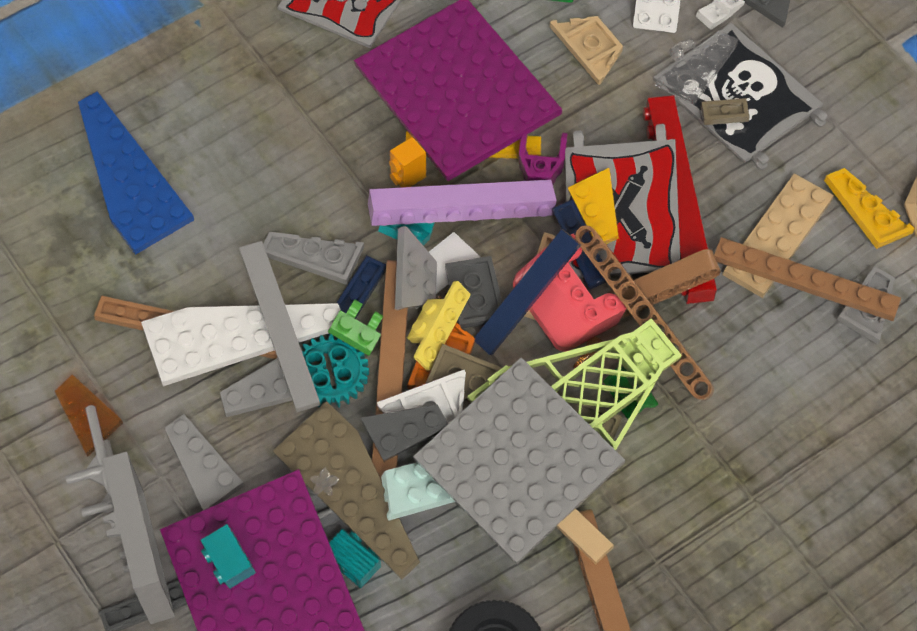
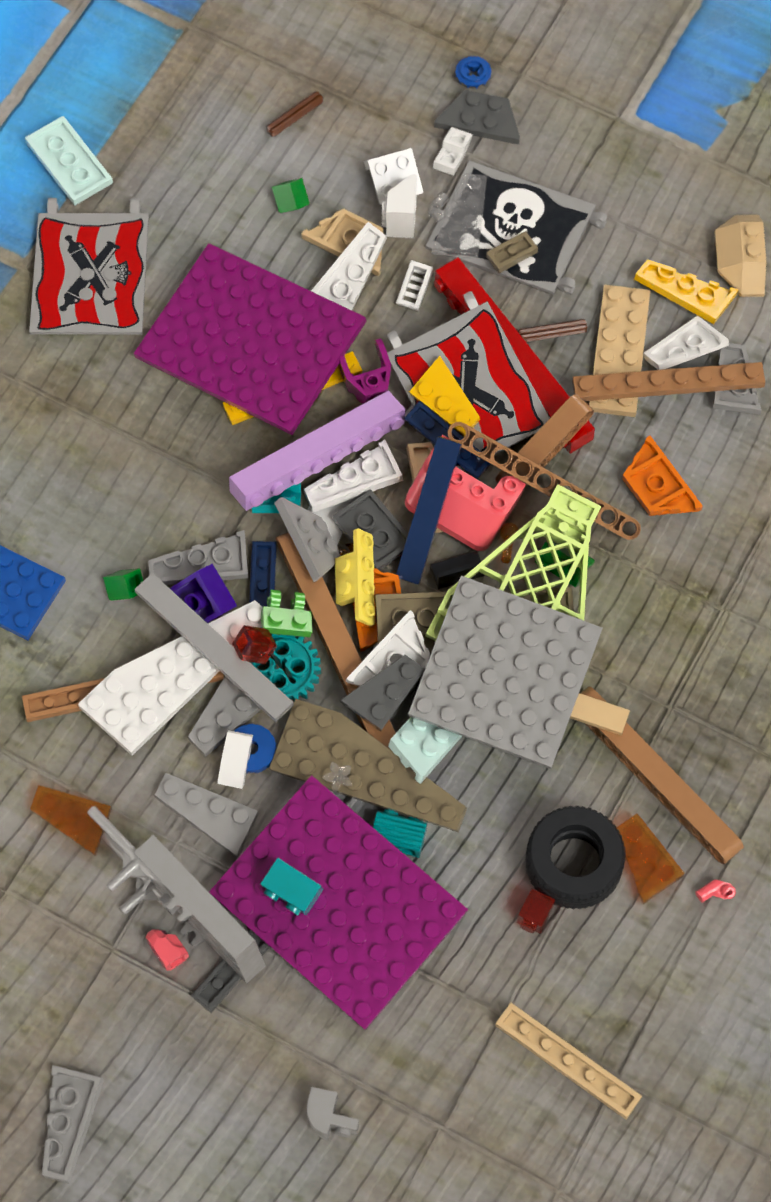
camera: 25 degrees left, 5 degrees up
(99, 562) = (167, 948): none -> coral rock
(234, 239) = (122, 583): none -> green panel
(246, 428) = (235, 759): none -> white slope
(267, 415) = (266, 747): none -> blue tile
(298, 279) = (205, 593): none -> dark purple slope
(313, 338) = (254, 644): none -> clear red brick
(407, 163) = (245, 434): light orange brick -> none
(498, 242) = (371, 471): none -> white wing
(528, 353) = (449, 571): none -> black panel
(576, 67) = (351, 270): none -> white wing
(631, 89) = (421, 269): none -> white slope
(647, 35) = (400, 209): none -> white slope
(727, 193) = (553, 330): none -> reddish brown axle
(751, 363) = (658, 483): none -> orange wing
(841, 253) = (685, 344): none -> white wing

